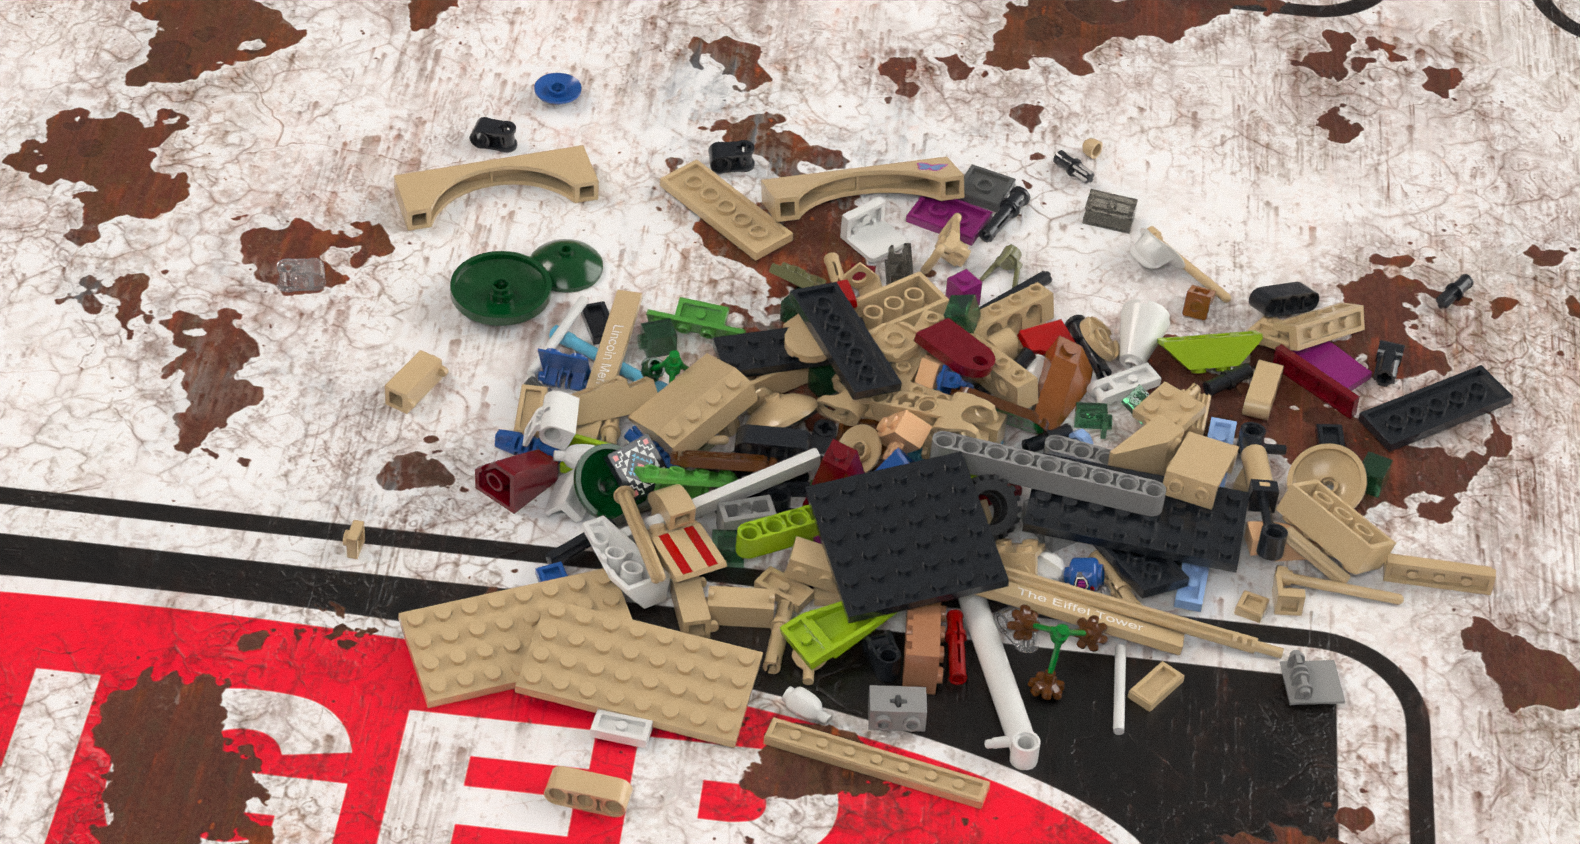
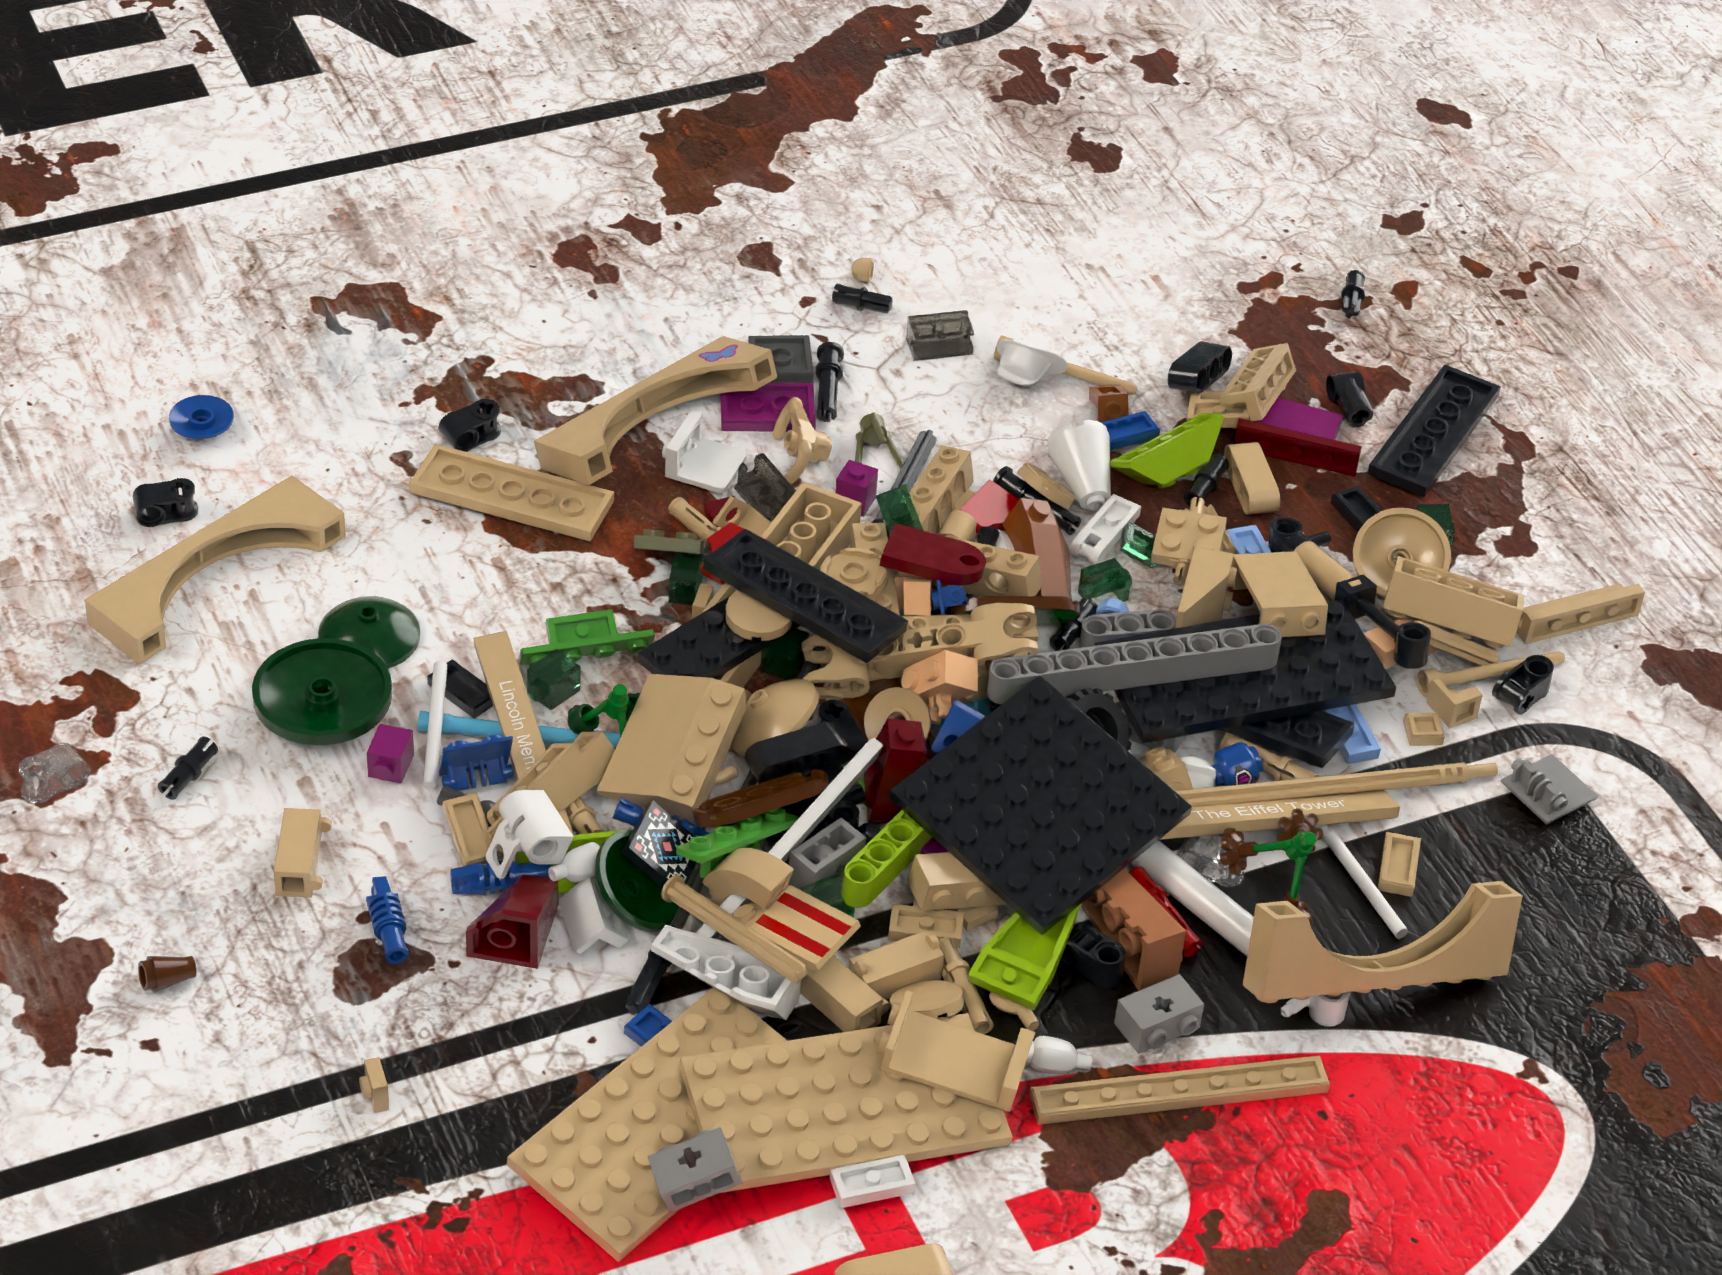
camera: 30 degrees left, 0 degrees up
(281, 421) = (164, 971): none -> reddish brown cone
(386, 304) = (187, 767): none -> black pin
(439, 445) = (387, 920): none -> blue hinge
(501, 667) = (712, 1174): none -> light grey brick
(517, 344) = (390, 753): none -> magenta brick
(726, 671) = (953, 1056): none -> tan panel
(744, 633) = (932, 998): none -> tan tile
(1145, 752) = (1467, 944): none -> tan arch
(1193, 323) = (1131, 430): none -> blue plate
(1353, 605) = (1525, 683): none -> black piece

